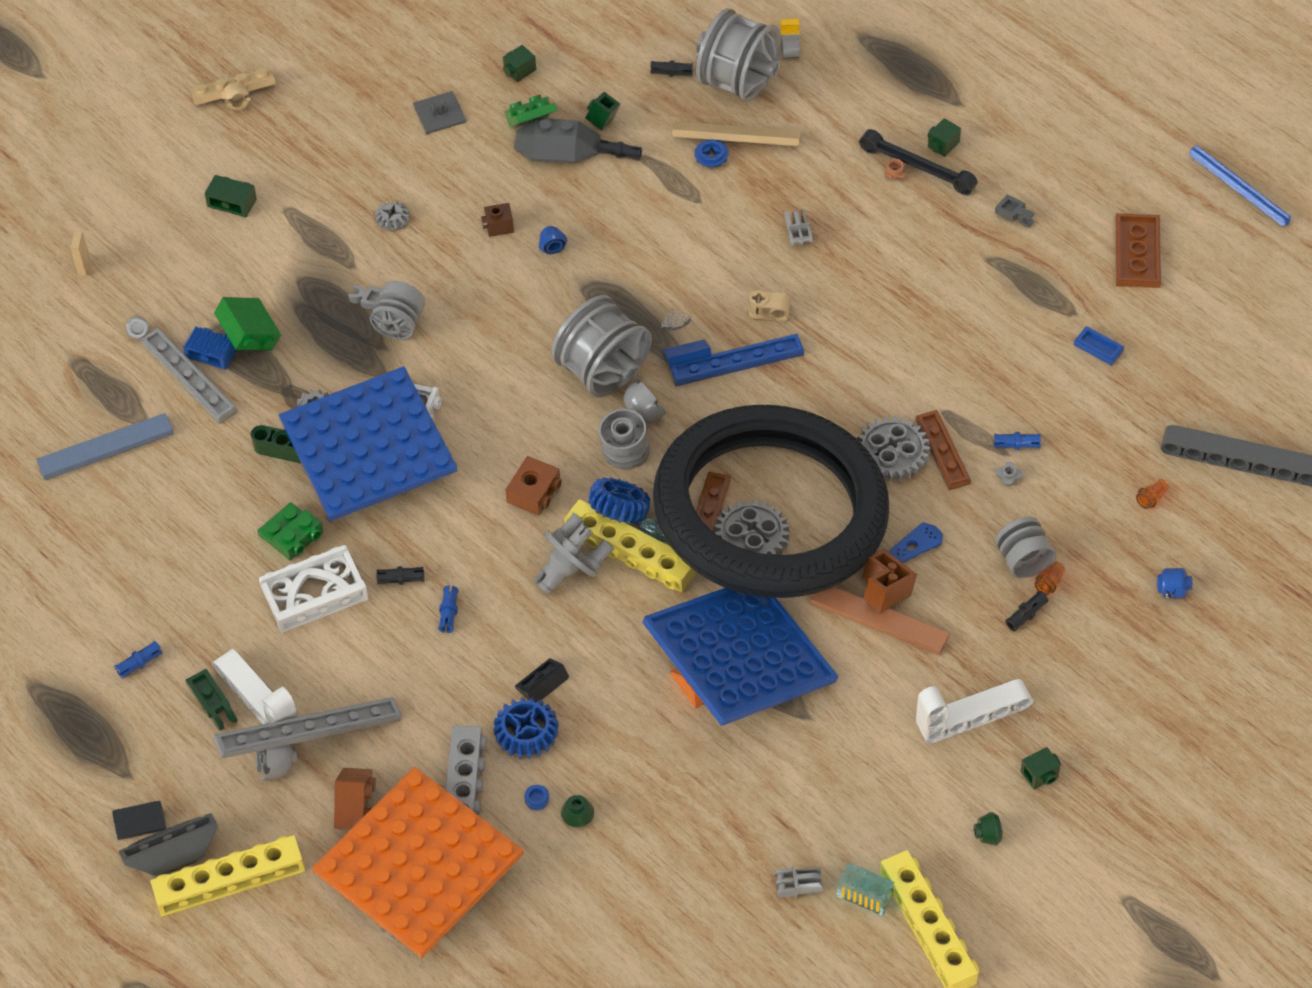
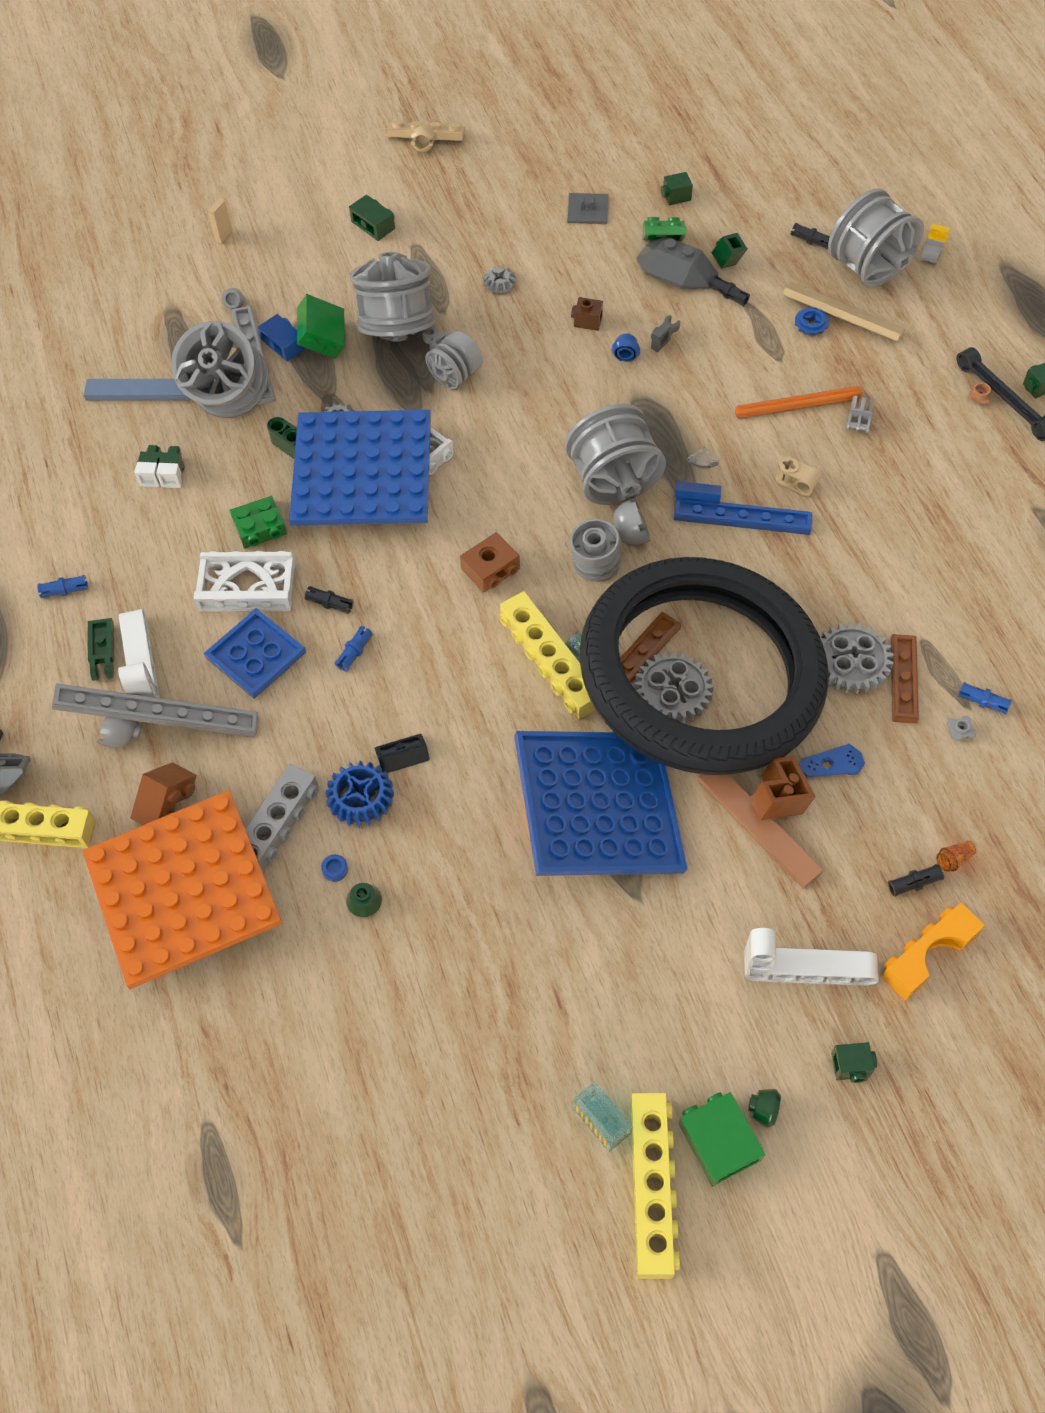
camera: 25 degrees right, 5 degrees up
(174, 508) = (159, 467): none -> white hips
(182, 400) = (198, 363): none -> light grey wheel
(310, 270) = (393, 296): none -> light grey wheel
(360, 647) = (255, 653): none -> blue plate
(568, 557) = (483, 641): light grey piece -> none
(579, 216) = (662, 334): none -> dark grey plate
(619, 500) = (559, 606): blue gear -> none
(735, 236) = (797, 402): none -> orange axle
(803, 881) = (543, 1076): light grey arm -> none
(965, 866) = (720, 1137): none -> green brick
(1025, 547) = (943, 813): light grey wheel -> none
(1074, 637) = (909, 971): none -> light orange arch

